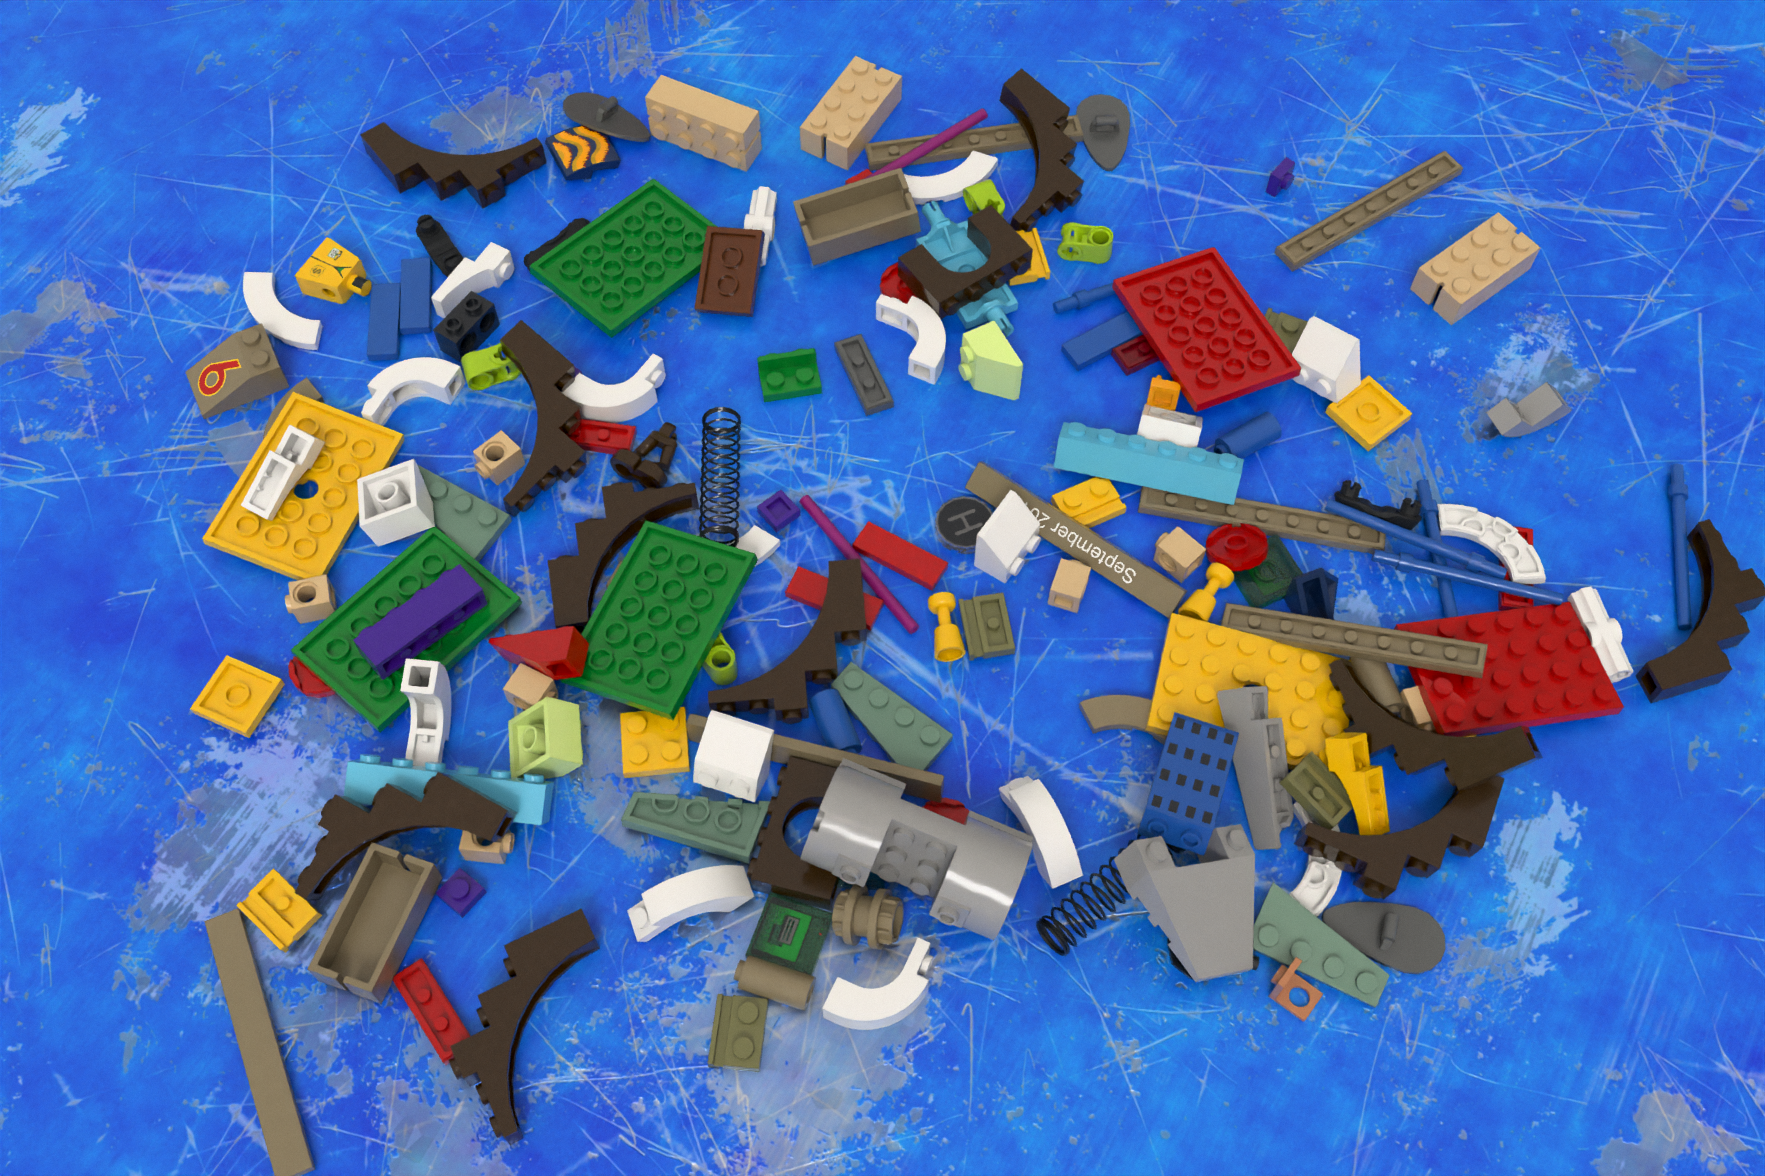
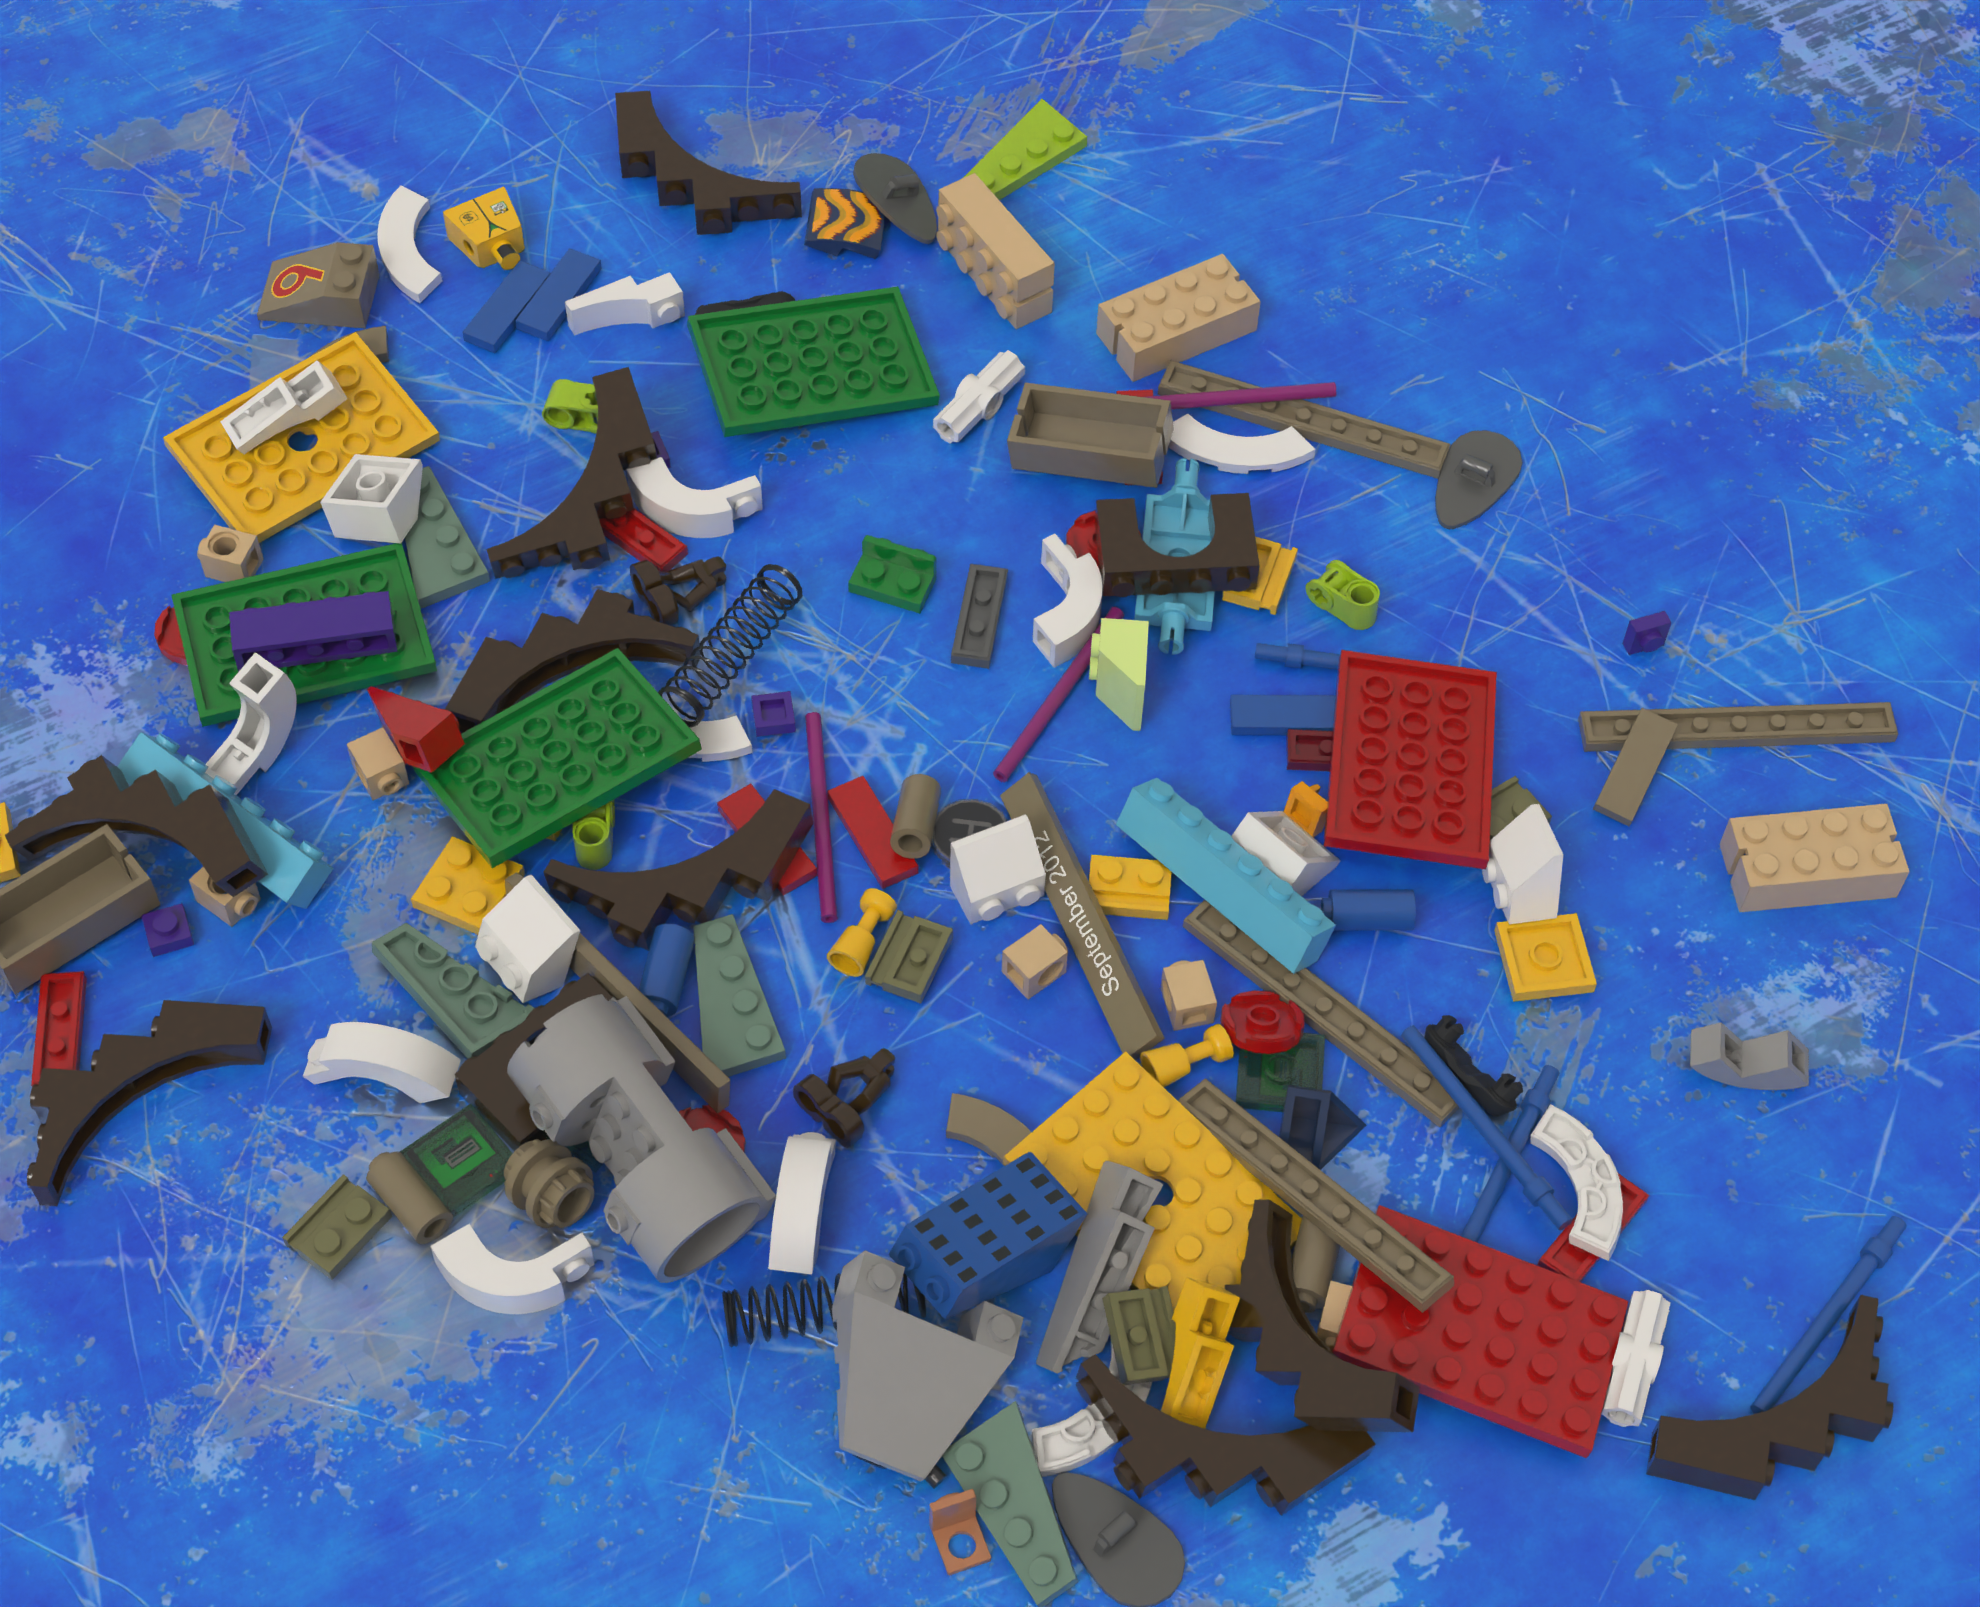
camera: 30 degrees right, 5 degrees down
(237, 696) = (92, 615): yellow plate -> none
(409, 380) = (481, 379): white arch -> none
(438, 244) = (618, 248): black piece -> none
(466, 326) = (584, 350): black brick -> none
(498, 447) = (516, 506): tan brick -> none
(546, 739) = (359, 822): yellowish green slope -> none
(669, 46) = (1028, 150): none -> lime wing
(729, 271) = (905, 427): reddish brown plate -> none
(926, 530) = (915, 816): none -> dark tan brick
(952, 402) = (1049, 706): none -> magenta piece
(983, 195) = (1263, 487): lime piece -> none
(1021, 760) = (838, 1117): none -> dark brown piece
(1044, 121) = (1357, 505): dark brown arch -> none
(1334, 265) = (1635, 767): none -> dark tan tile
(1405, 562) = (1453, 1147): blue bar -> none

